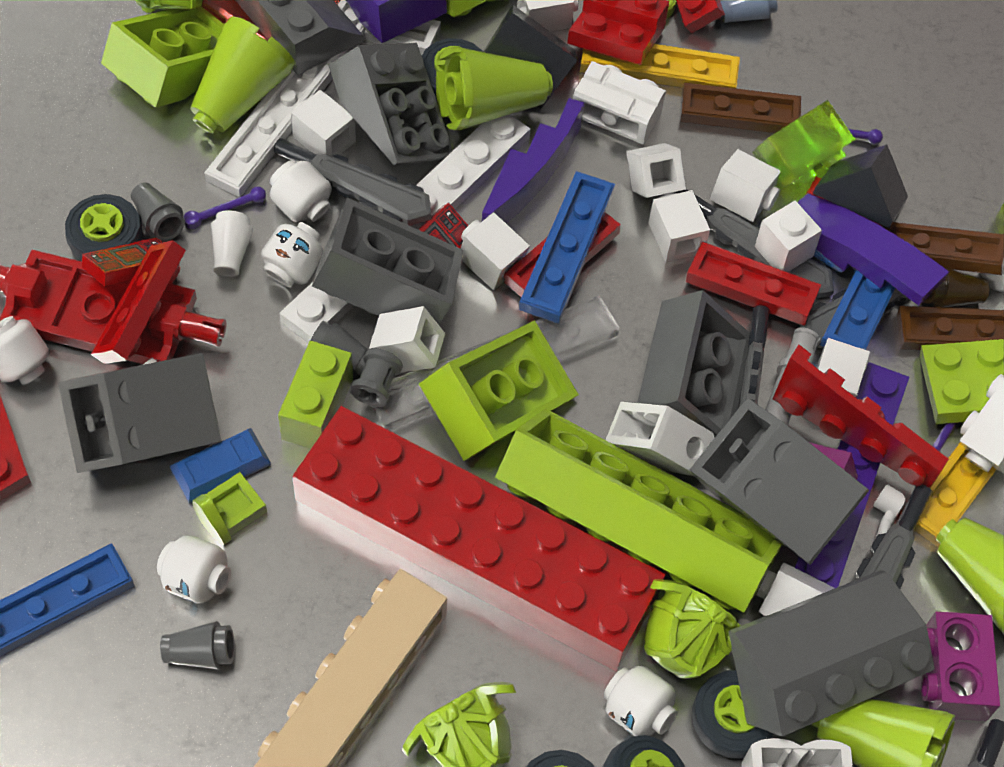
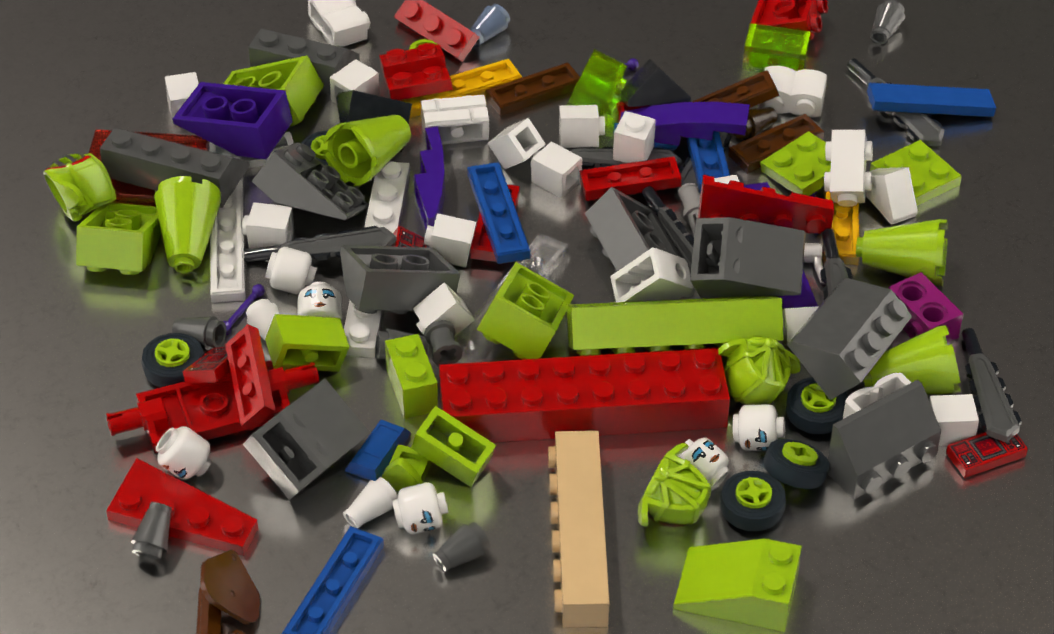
camera: 30 degrees left, 15 degrees down
(152, 528) = (371, 503): none -> white cone
(239, 291) = (307, 339): none -> lime brick
(277, 517) = (453, 446): none -> lime brick
(537, 710) = (708, 460): none -> white head

